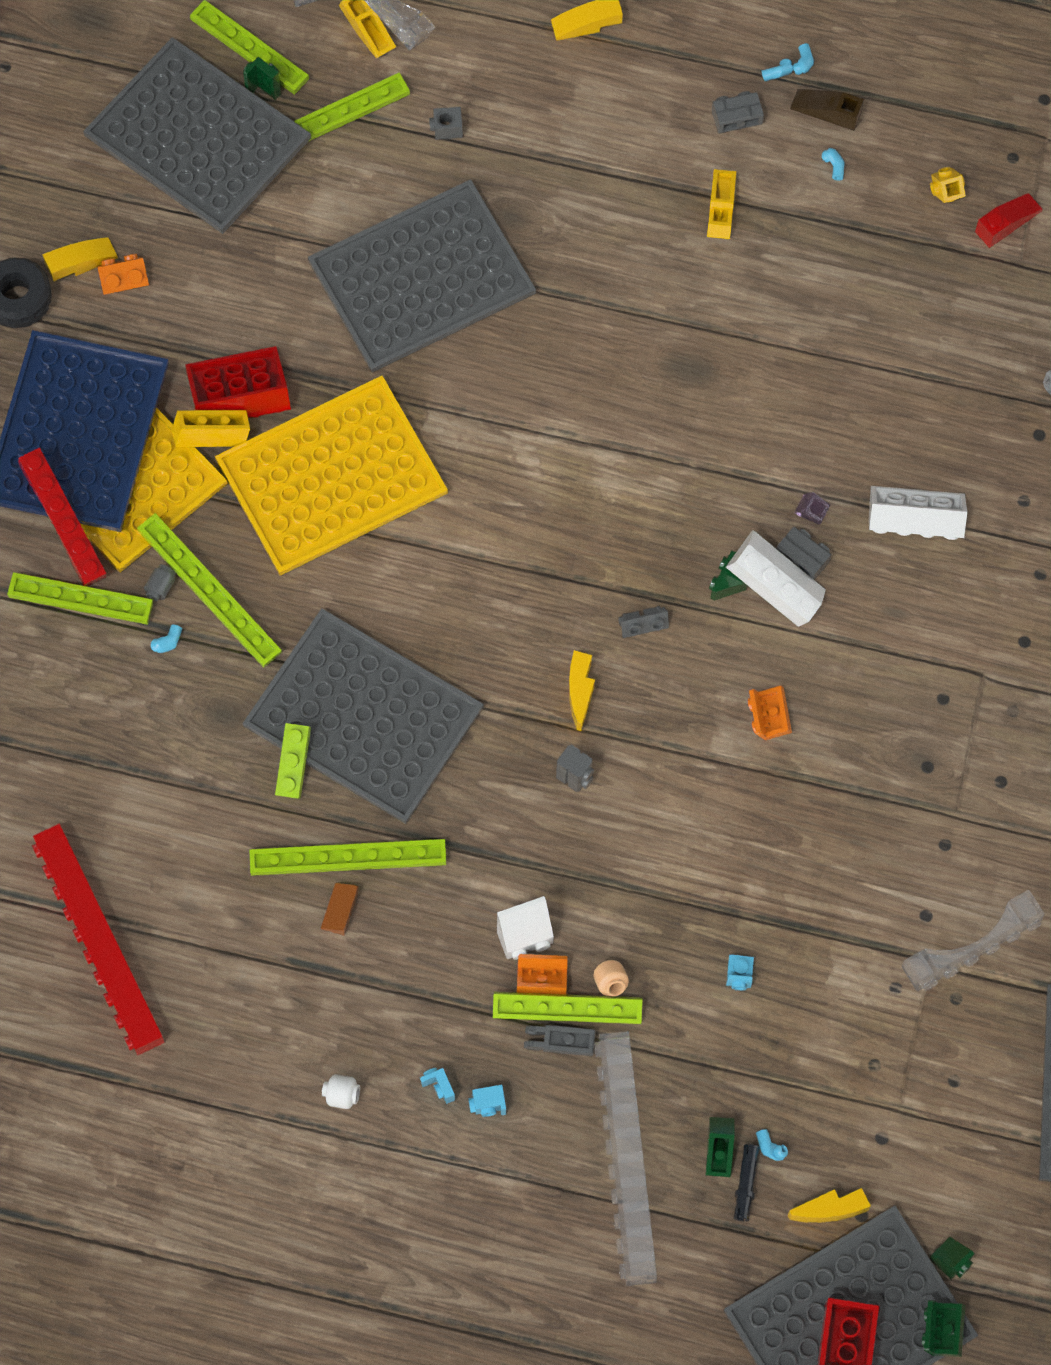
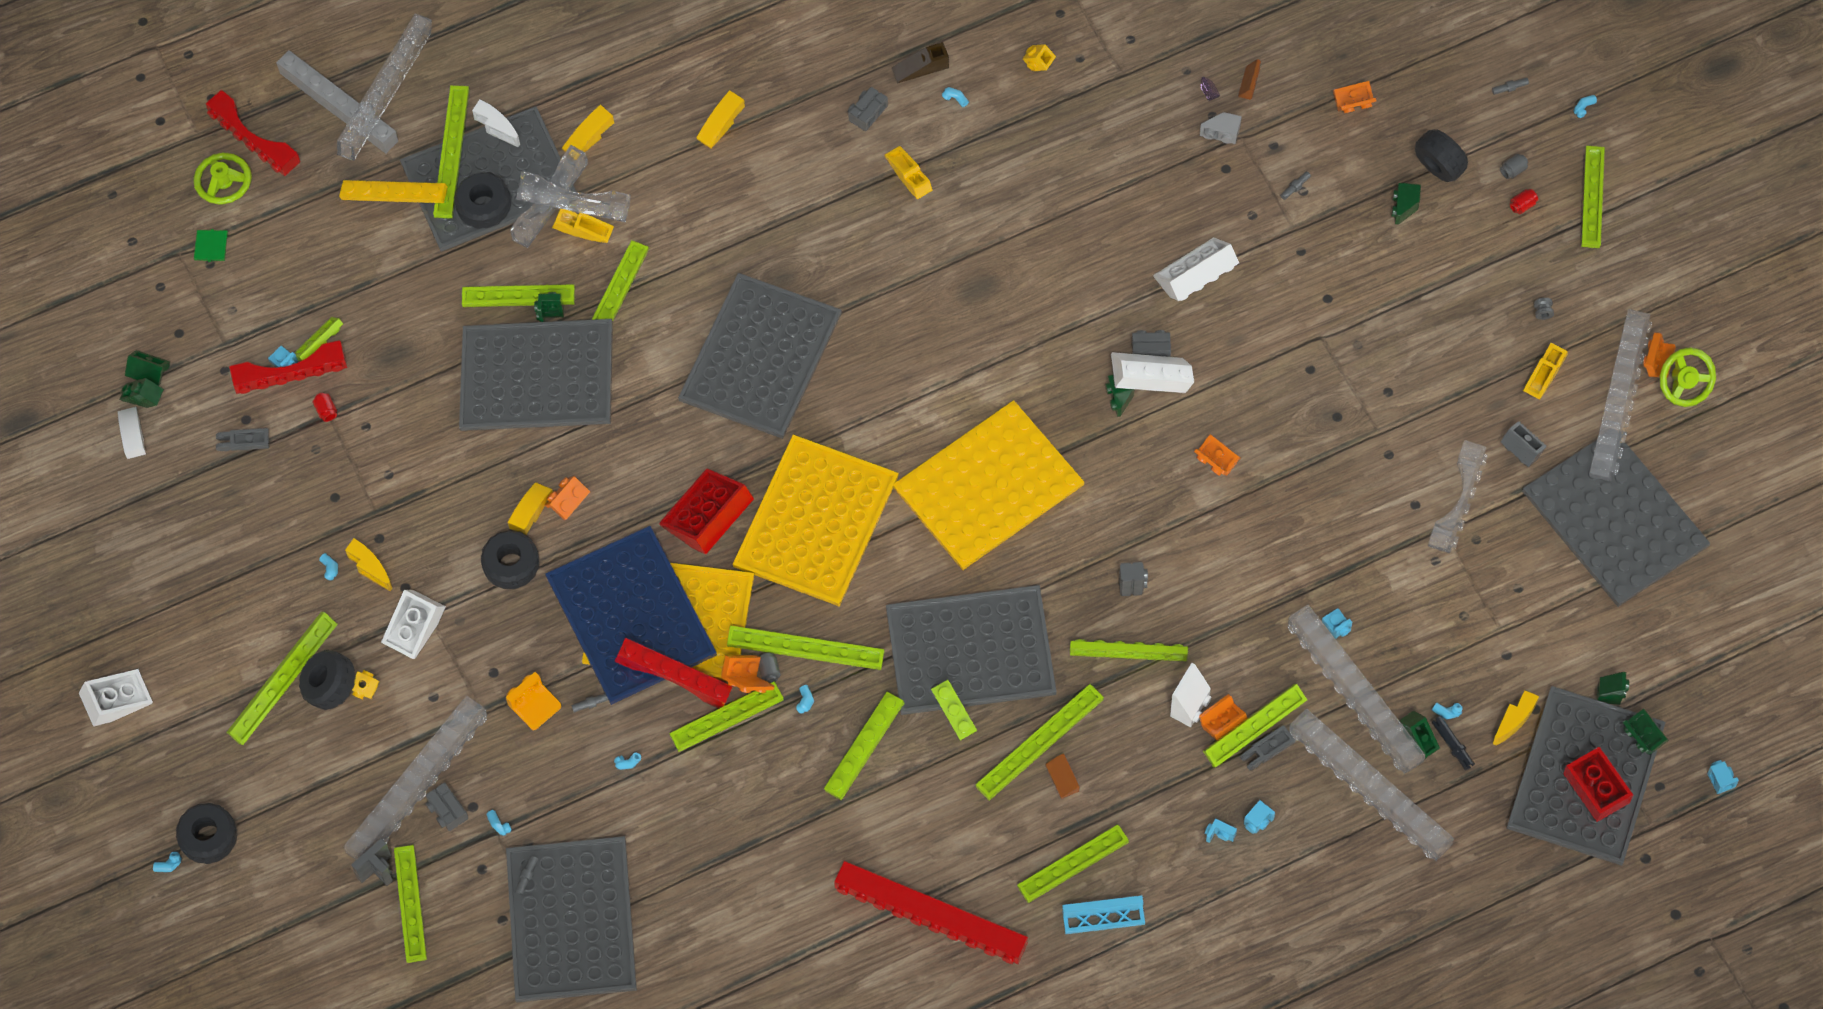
camera: 35 degrees left, 5 degrees down
(126, 569) = (742, 672): none -> orange bracket
(180, 728) = (864, 745): none -> lime plate
(210, 428) = (716, 547): yellow brick -> none
(262, 1066) = (1101, 907): none -> medium azure fence
(272, 1000) = (1072, 863): none -> lime plate
(341, 1091) = (1165, 883): white head -> none
(450, 115) = (690, 242): dark grey brick -> none
(519, 842) = (1131, 651): none -> lime plate
(525, 568) = (988, 485): none -> yellow plate
(580, 687) = (1089, 530): yellow slope -> none
(611, 978) = (1266, 686): light nougat head -> none
(652, 620) = (1095, 455): dark grey hinge -> none
(698, 1052) = (1356, 689): none -> clear brick
(779, 71) = (870, 65): medium azure arm -> none
(806, 60) = (880, 45): medium azure arm -> none
(812, 508) = (1129, 315): slope -> none
(1006, 219) = (1091, 53): red slope -> none

